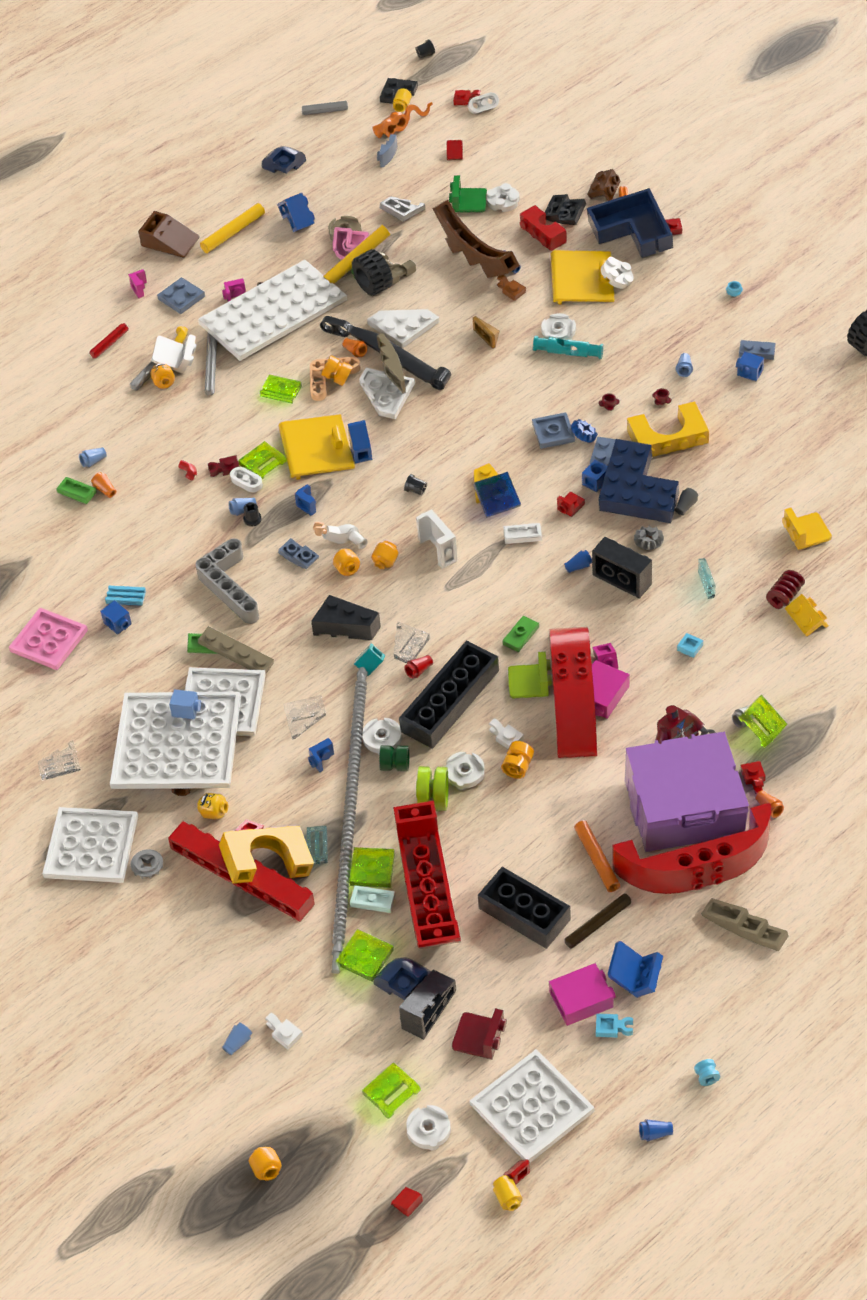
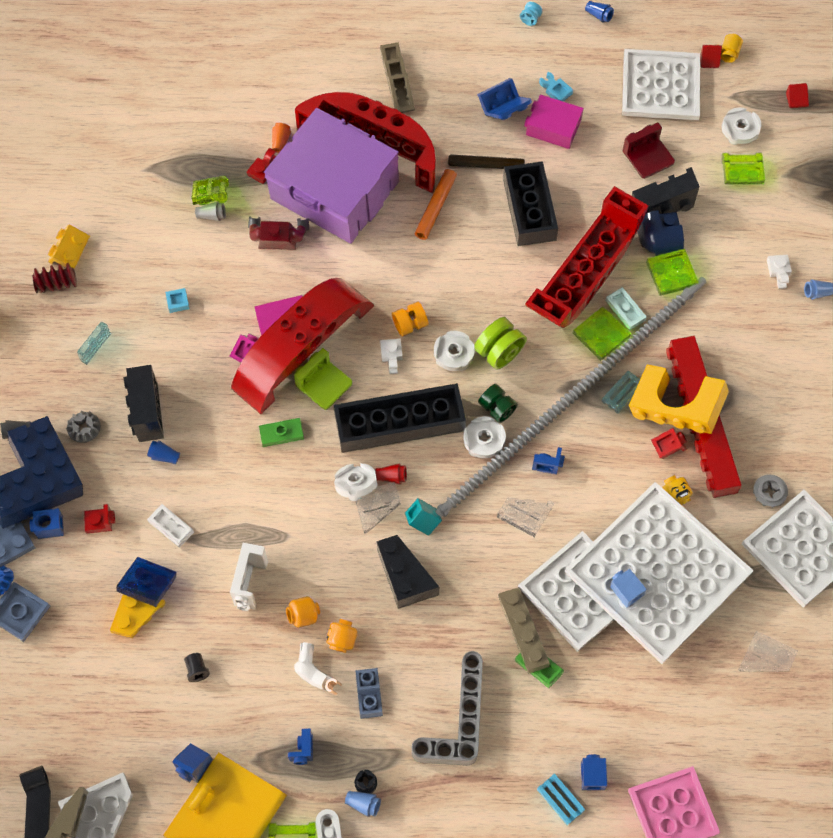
camera: 140 degrees left, 15 degrees up
(428, 645) = (364, 481): none -> white plate

